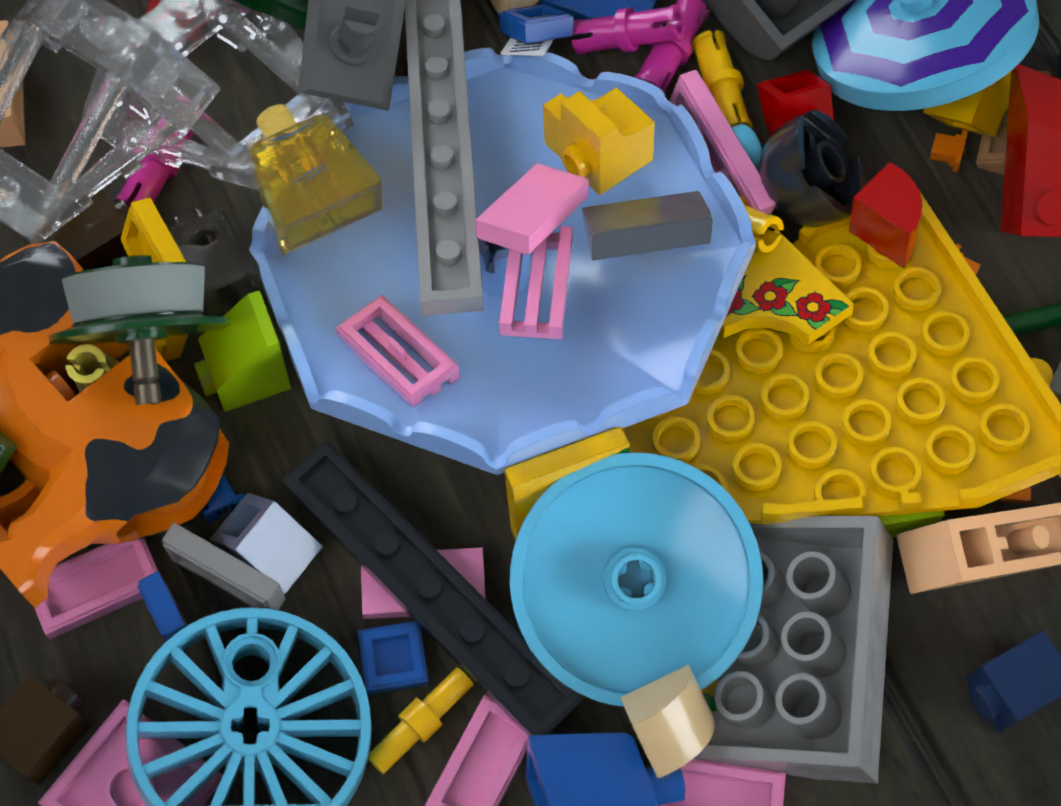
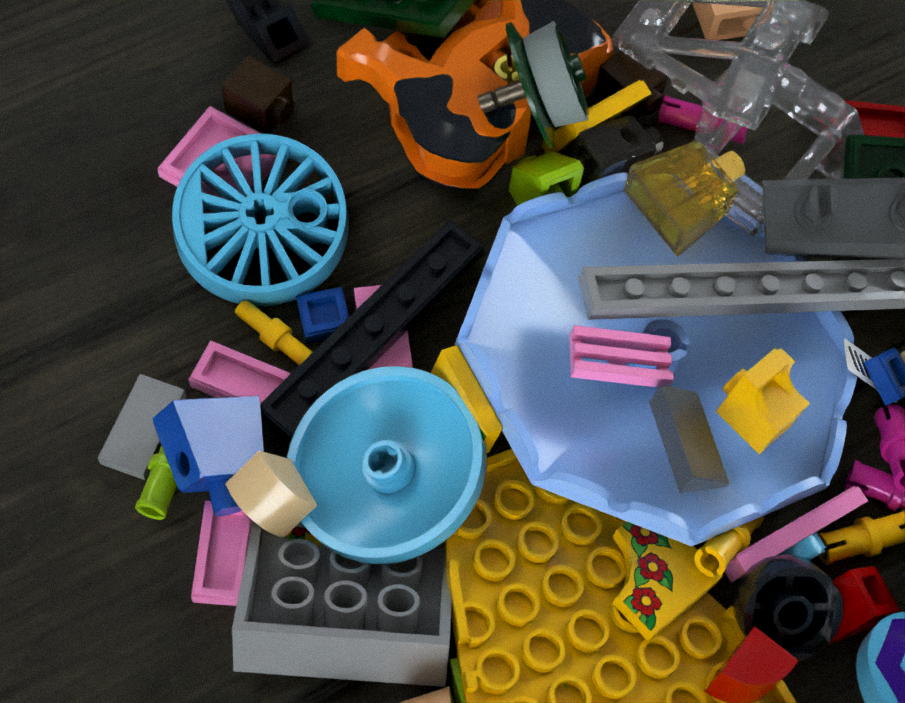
camera: 85 degrees right, 5 degrees down
(94, 585) = (365, 122): bright pink tile -> none
(161, 605) = (349, 158): blue tile -> none
(222, 502) = (436, 194): blue piece -> none
(222, 569) = (378, 194): light grey tile -> none
(267, 540) = (403, 220): brick -> none
(426, 382) = (534, 300): bright pink tile -> none
(532, 208) = (684, 348): bright pink tile -> none

